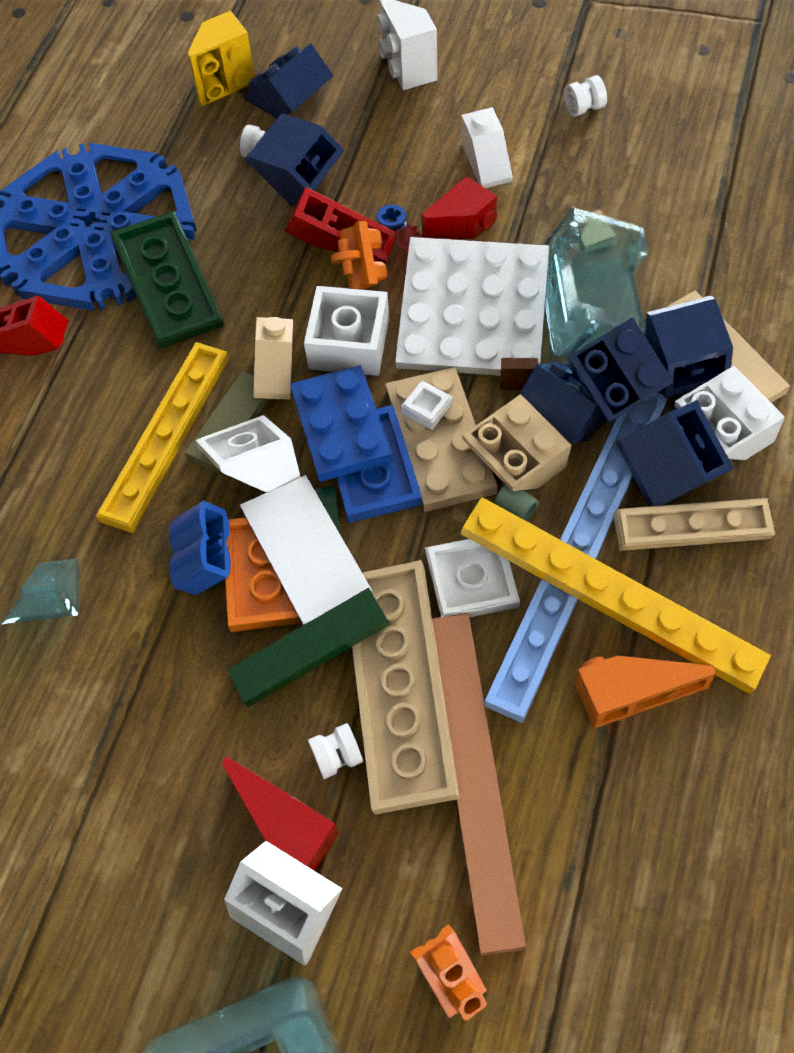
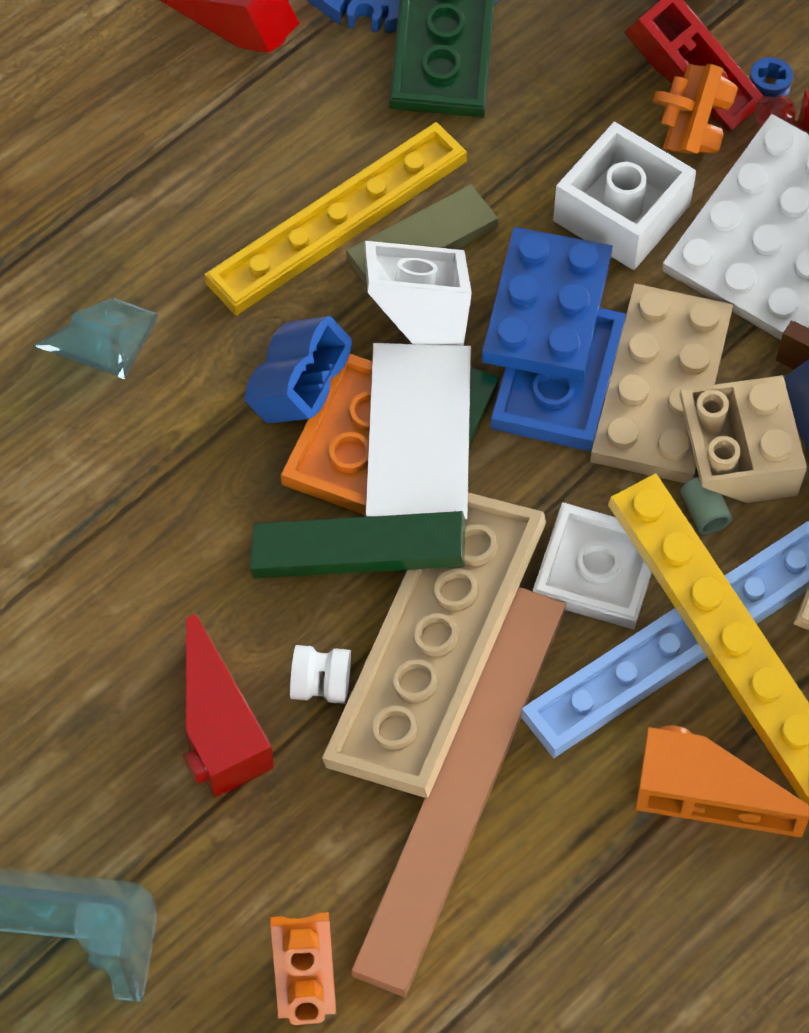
camera: 25 degrees right, 0 degrees up
(273, 358) = (513, 186): tan slope -> none
(281, 901) = (166, 794): white slope -> none
(427, 405) = (665, 333): white tile -> none

